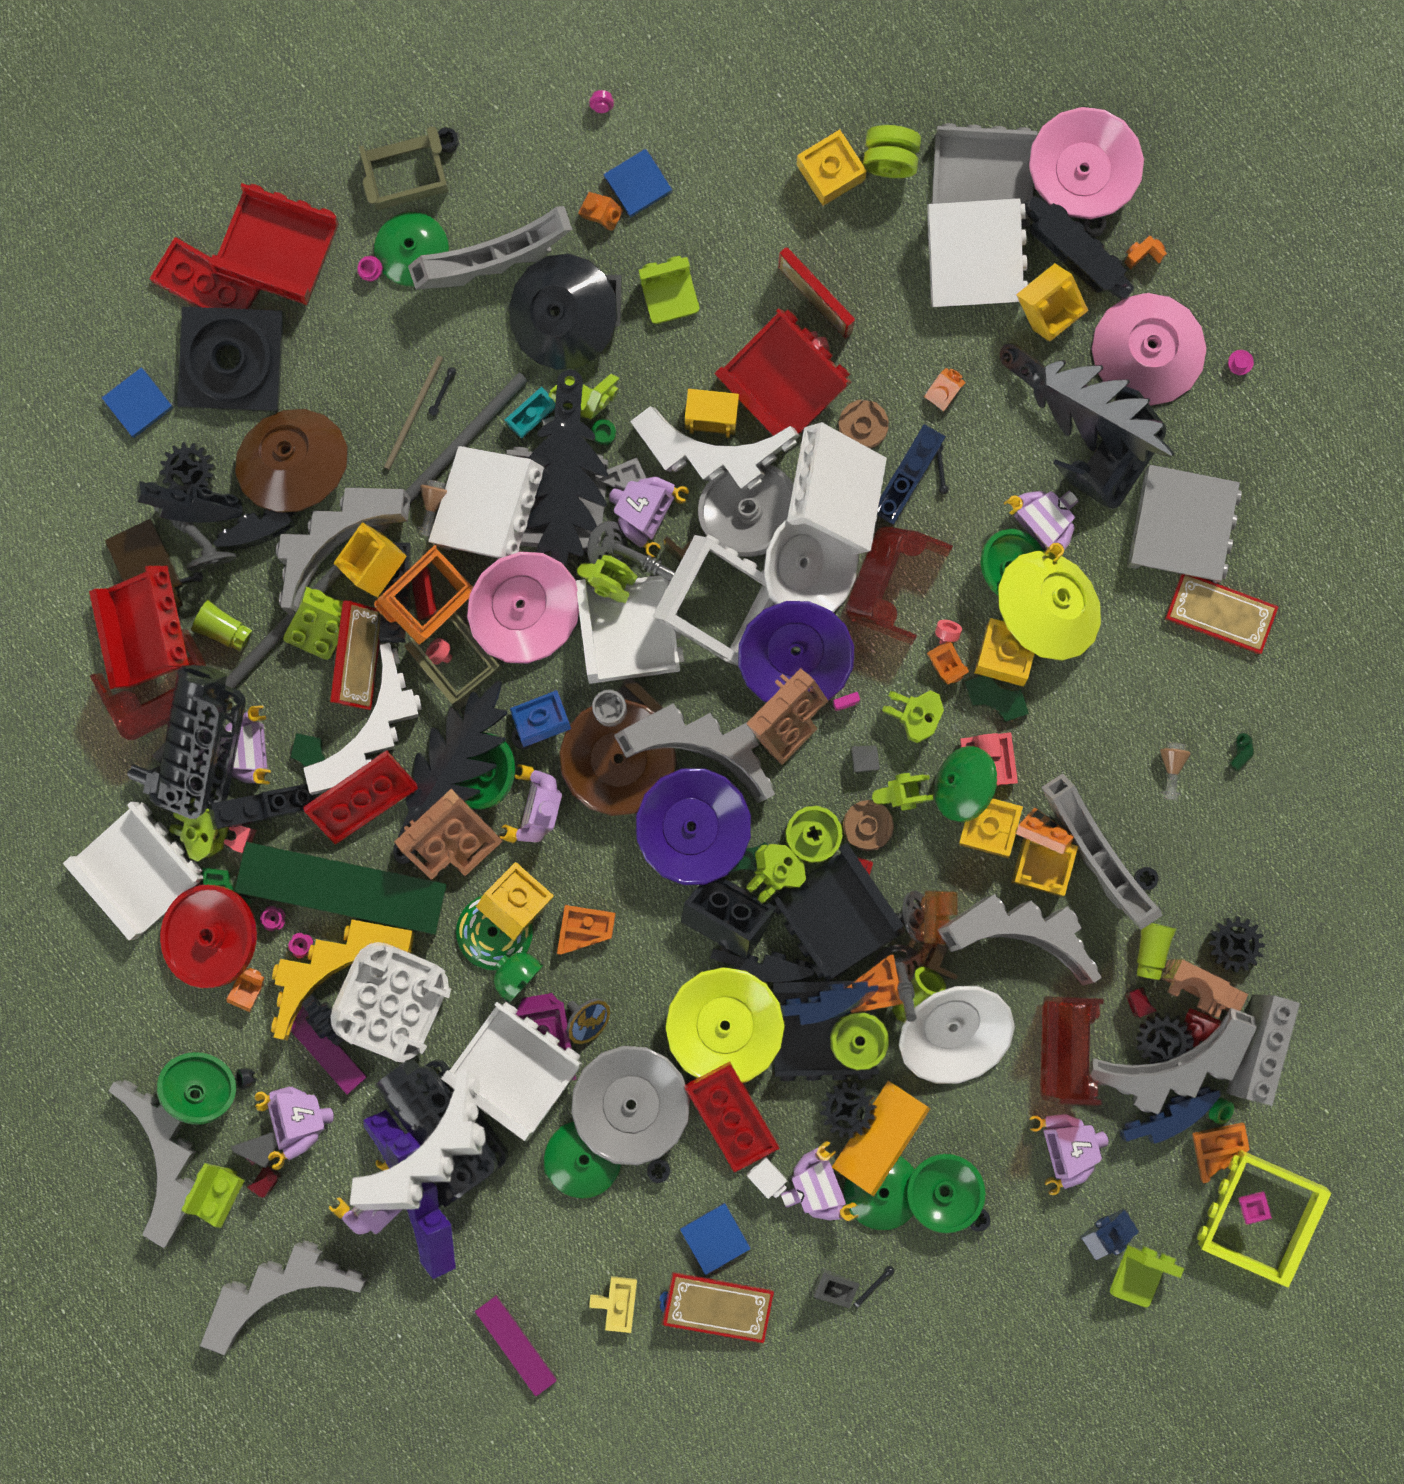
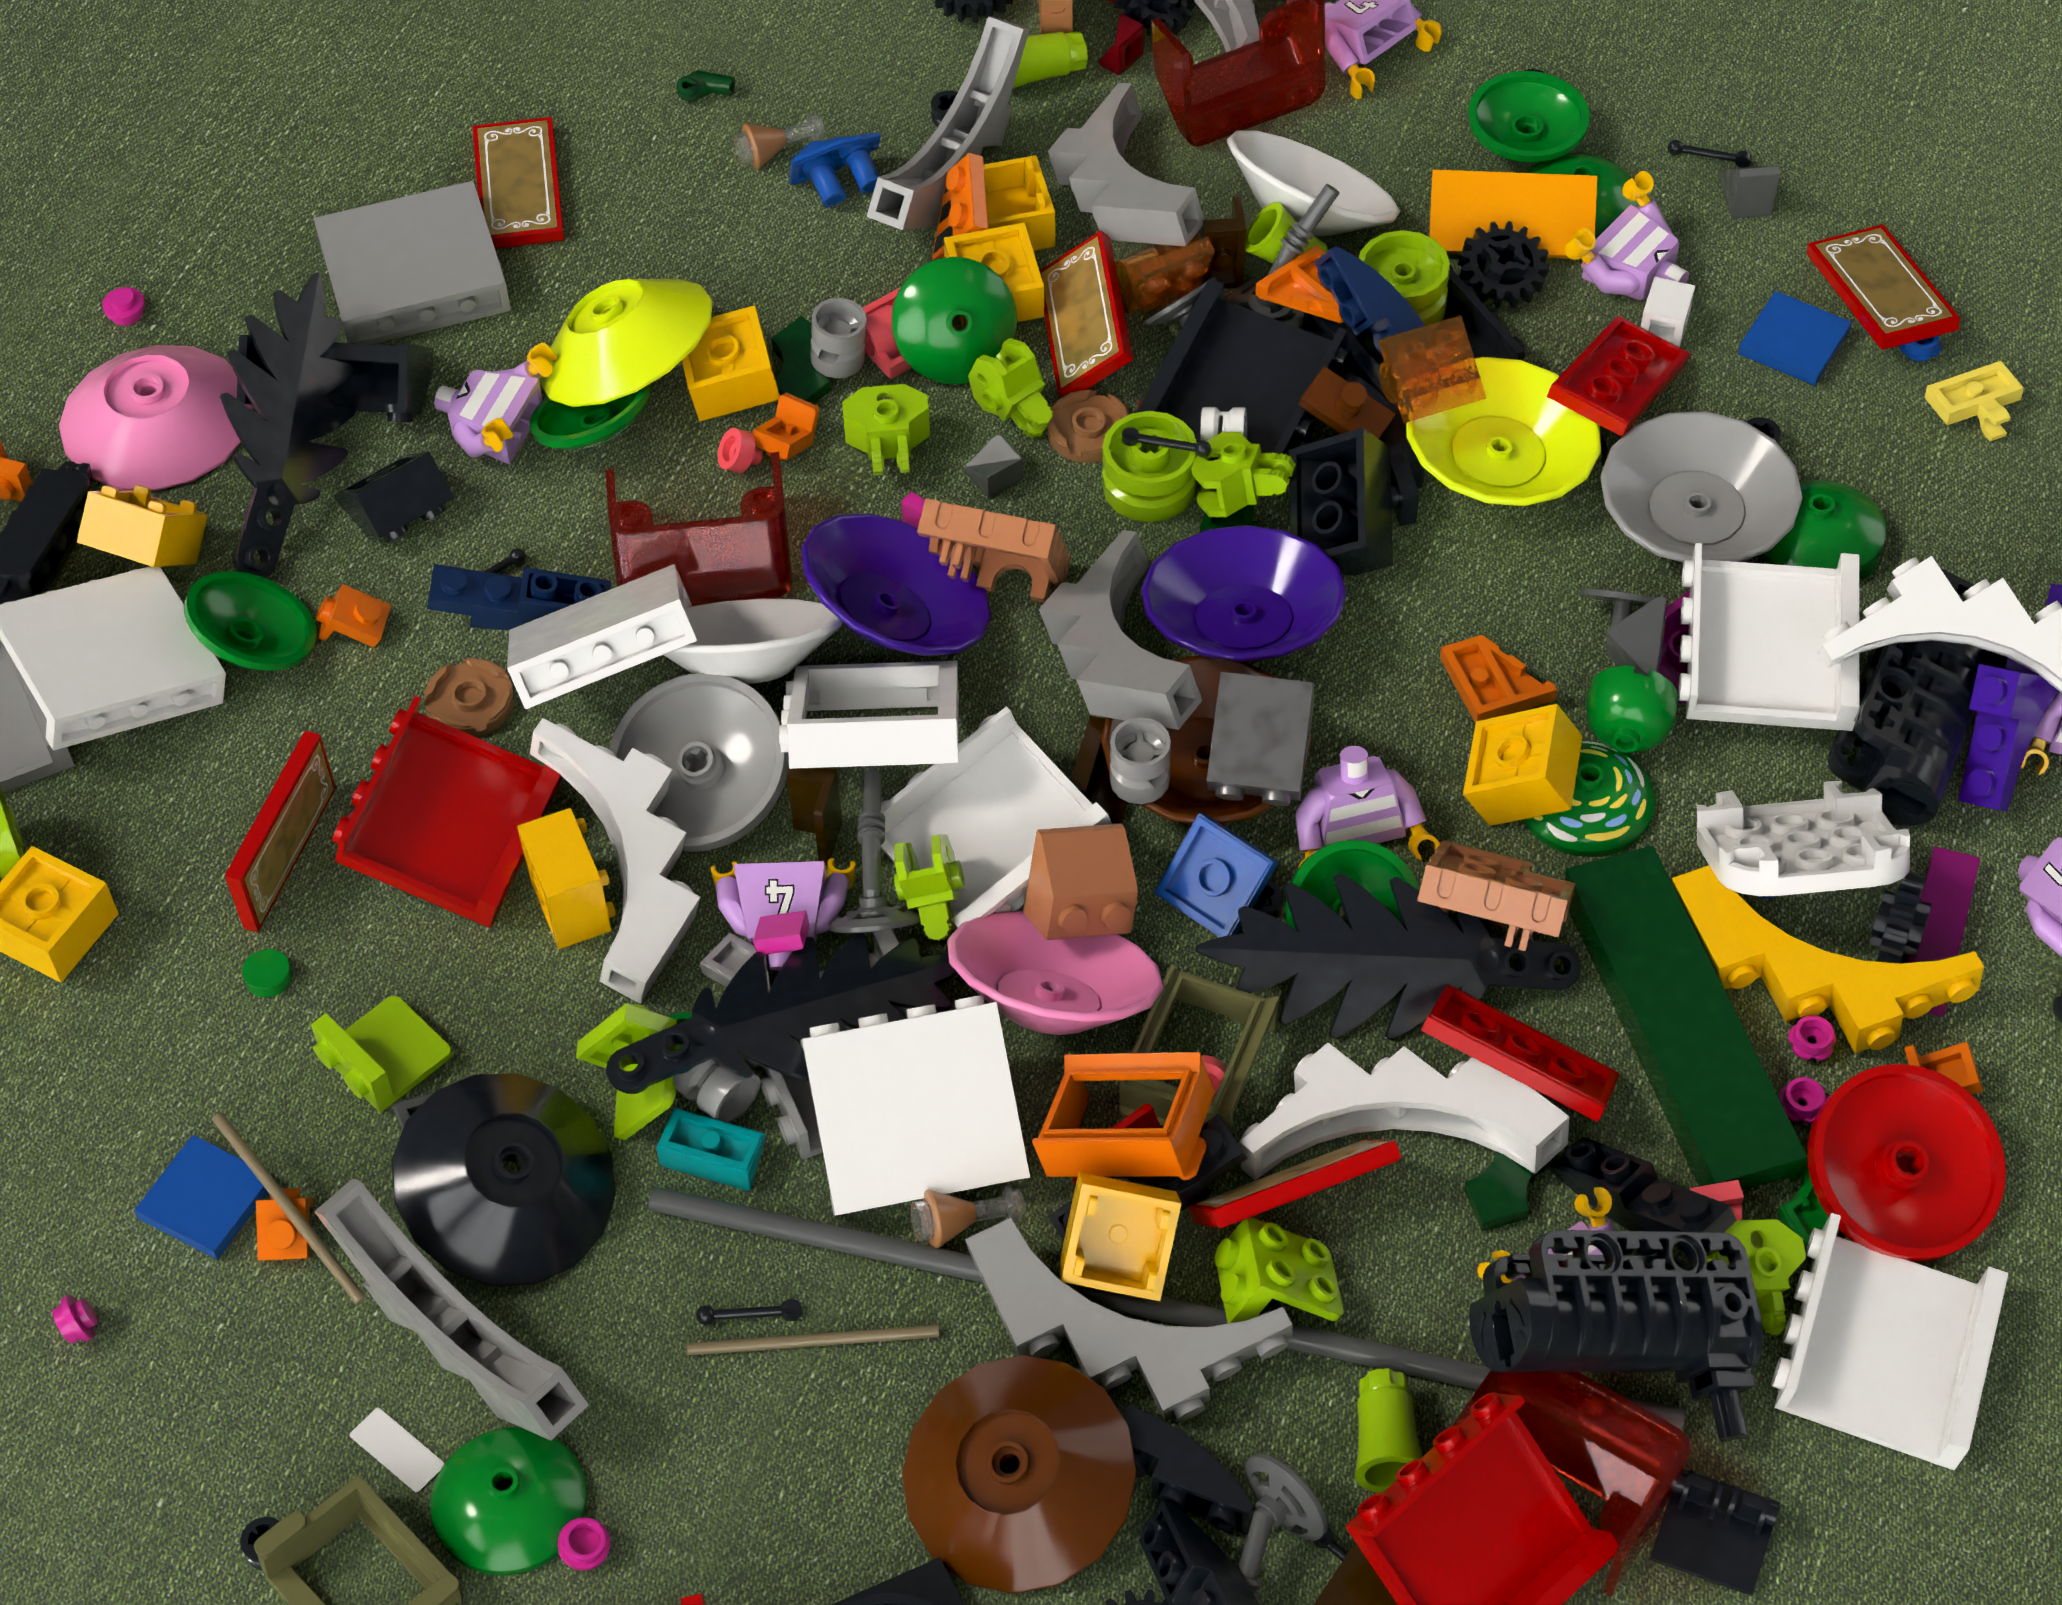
camera: 120 degrees left, 30 degrees down
(99, 741) = (1715, 1531): none -> black hinge
(463, 214) = (397, 1449): none -> white sticker
(546, 1002) = (1639, 638): none -> dark grey slope
(562, 646) = (1081, 882): none -> nougat slope
(591, 775) = (1260, 738): none -> flat silver slope
(603, 208) = (289, 1209): none -> dark tan axle
(614, 491) = (781, 932): none -> dark pink tile
(747, 259) = (267, 973): none -> green tile
(770, 1003) = (1430, 370): none -> clear orange plate
(780, 949) = (1344, 405): none -> reddish brown tile
(814, 886) = (1233, 421): none -> white wheel
(822, 825) = (1131, 437): none -> black hinge
(937, 860) = (1085, 315): none -> pearl gold tile
(965, 348) = (250, 621): none -> green dish
(988, 717) = (838, 337): none -> light grey wheel
(1016, 442) = (396, 496): none -> black slope
(1138, 781) = (824, 157): none -> blue connector

